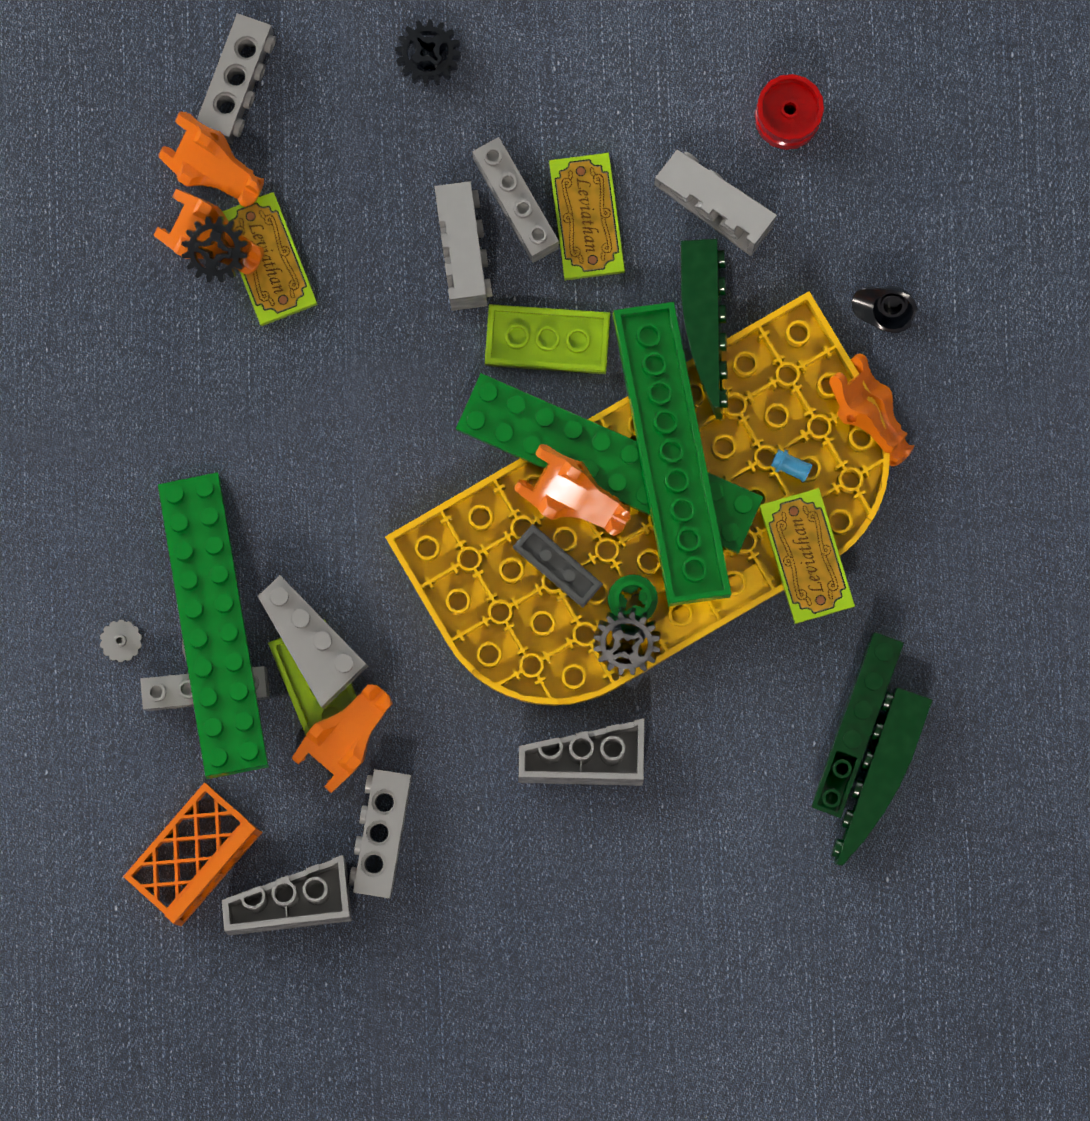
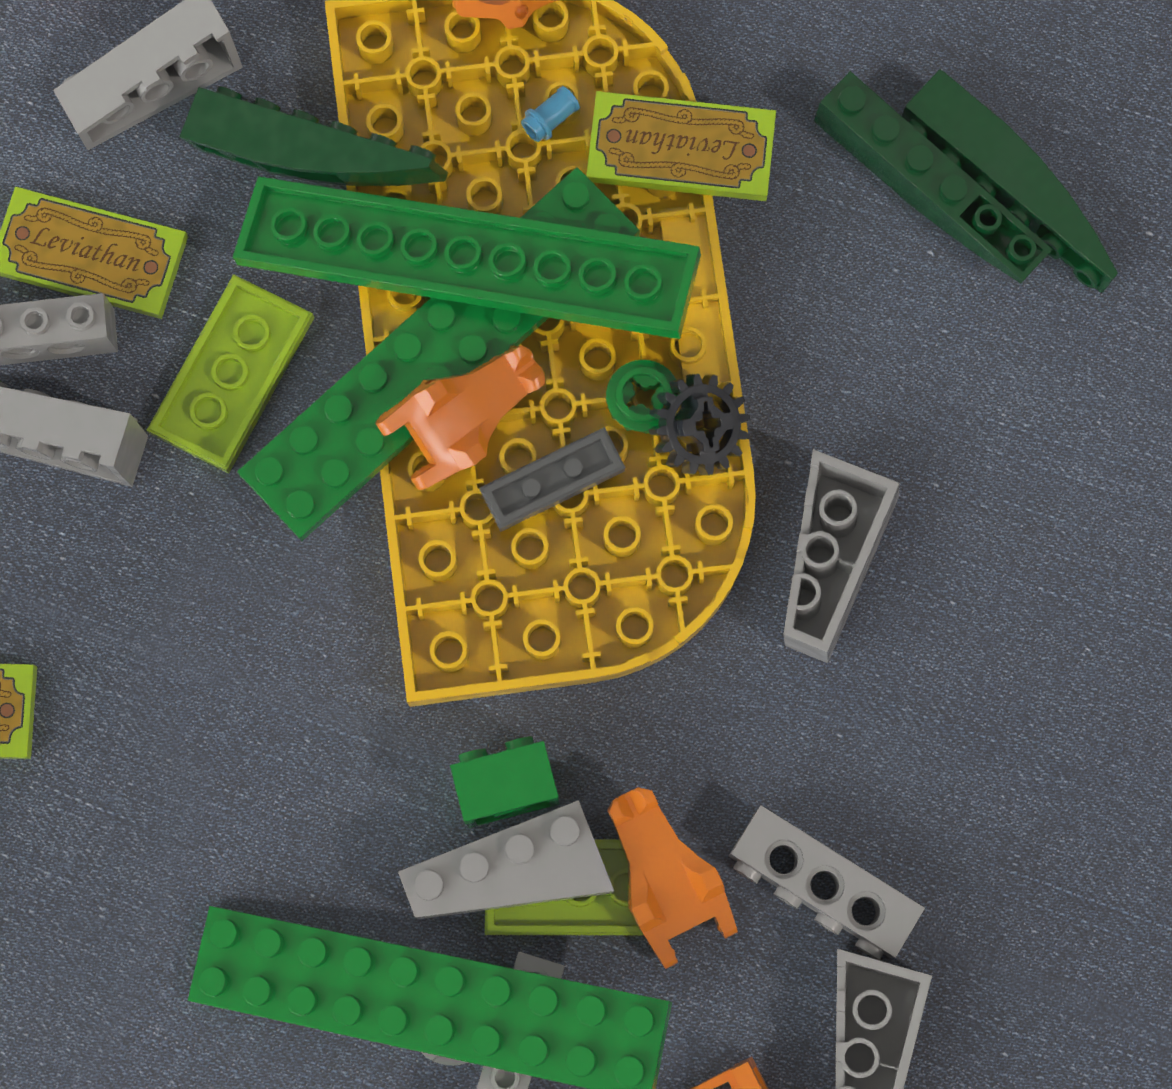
camera: 70 degrees left, 5 degrees down
(359, 616) = (504, 782): none -> green brick

